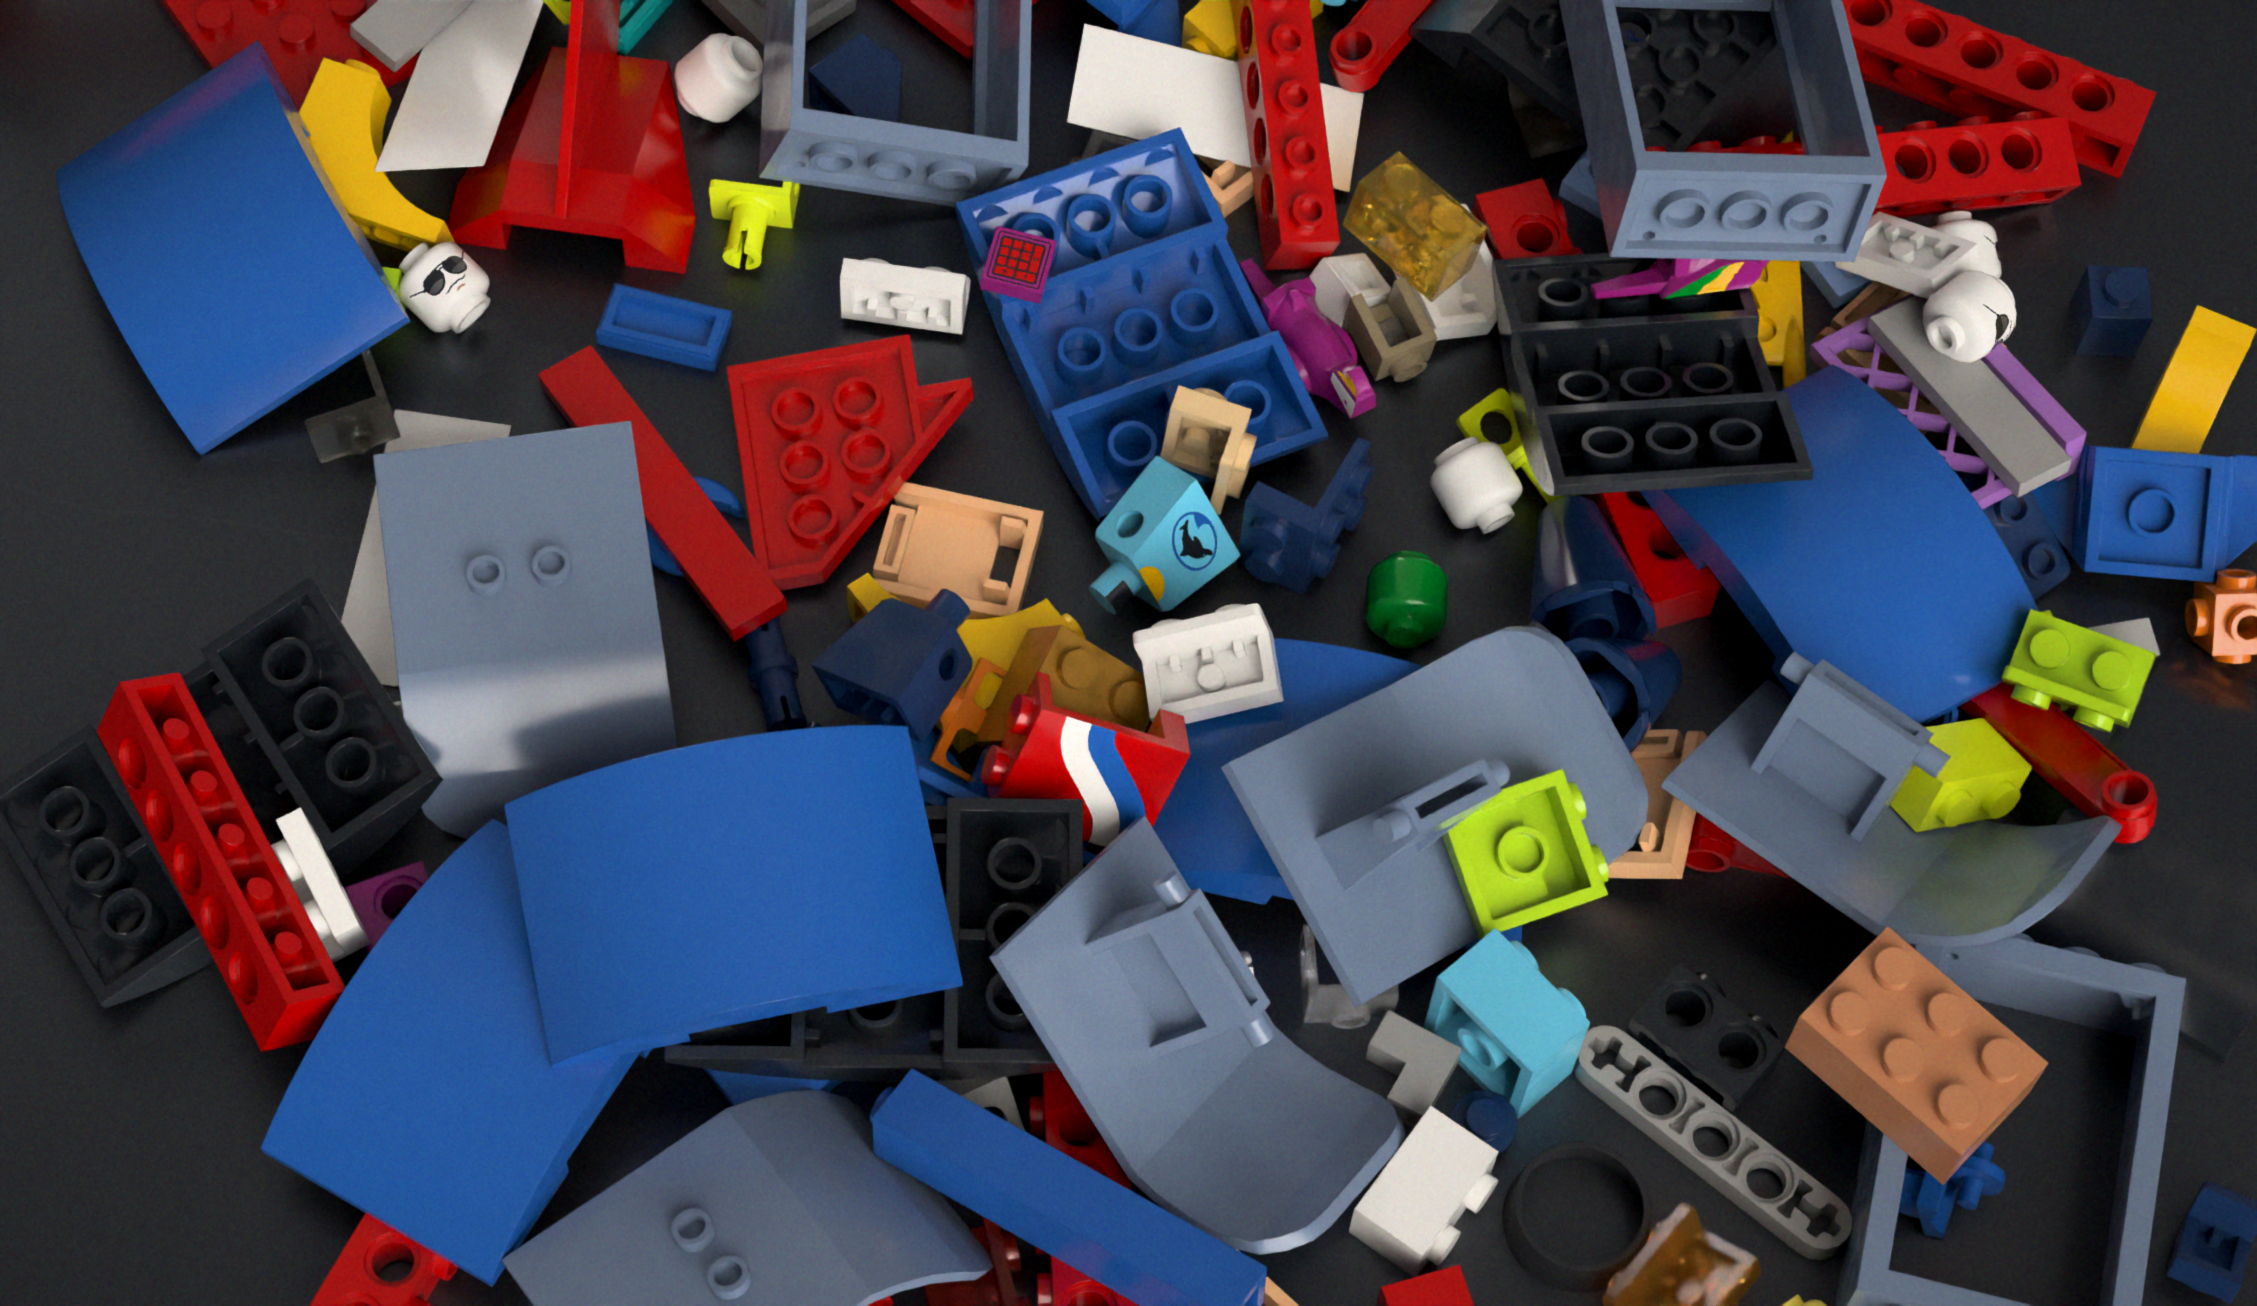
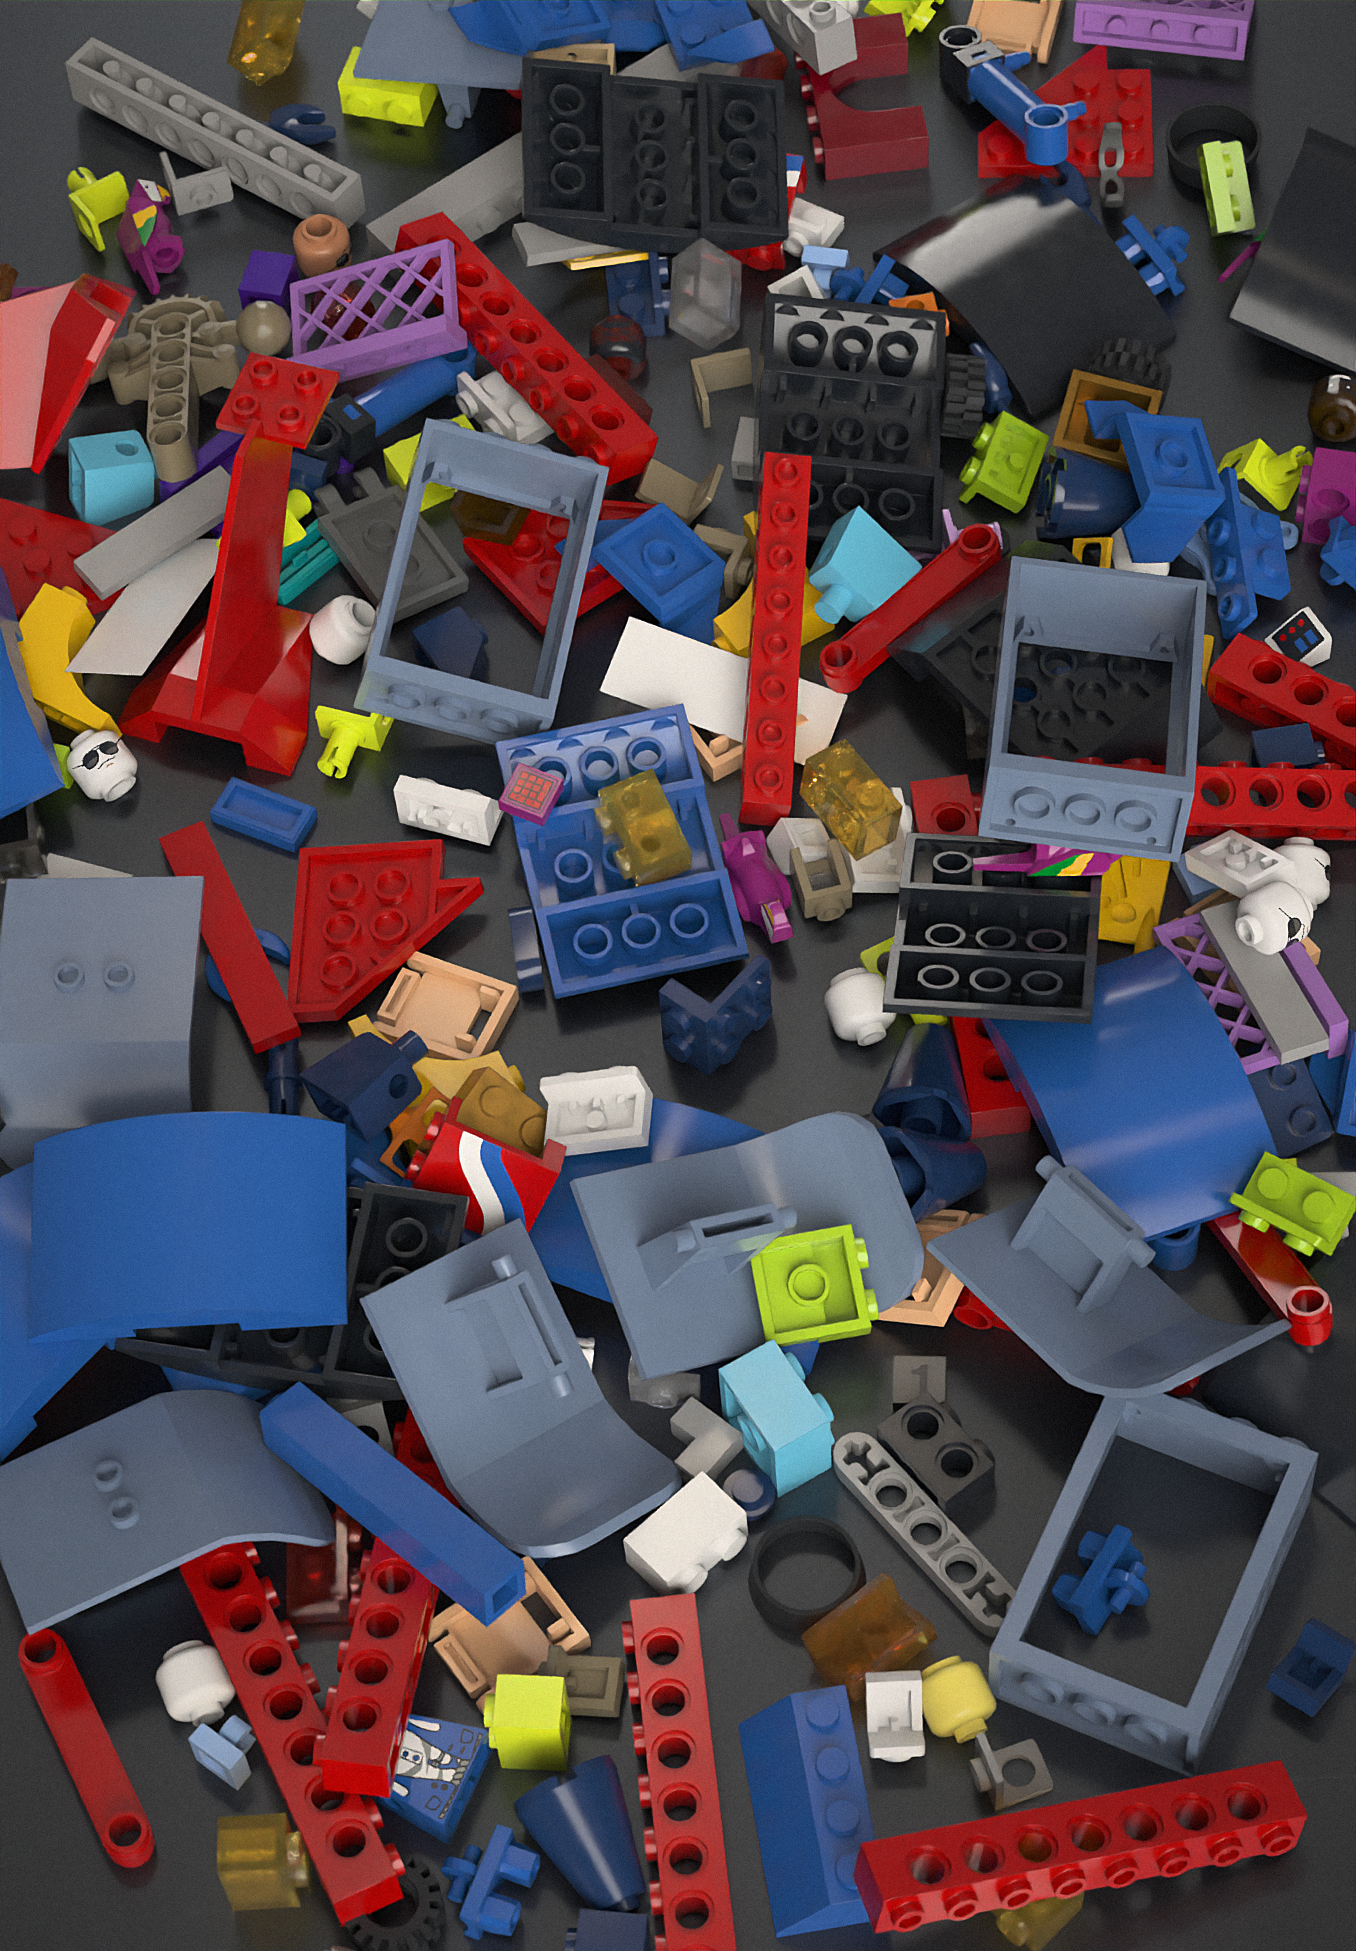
camera: 20 degrees right, 5 degrees down
(1043, 462) = (526, 949): none -> dark blue beam
(1160, 541) = (596, 1018): medium azure torso -> none
(1169, 294) = (643, 830): none -> clear yellow brick
(1210, 440) = (643, 942): tan bracket -> none
(1406, 599) = (784, 1087): green head -> none
(1654, 949) = (915, 1375): none -> dark grey tile
(1911, 101) = (1285, 744): none -> dark blue brick
(1915, 1054) = (1073, 1477): nougat brick -> none
(1974, 785) = (1185, 1277): neon yellow brick -> none

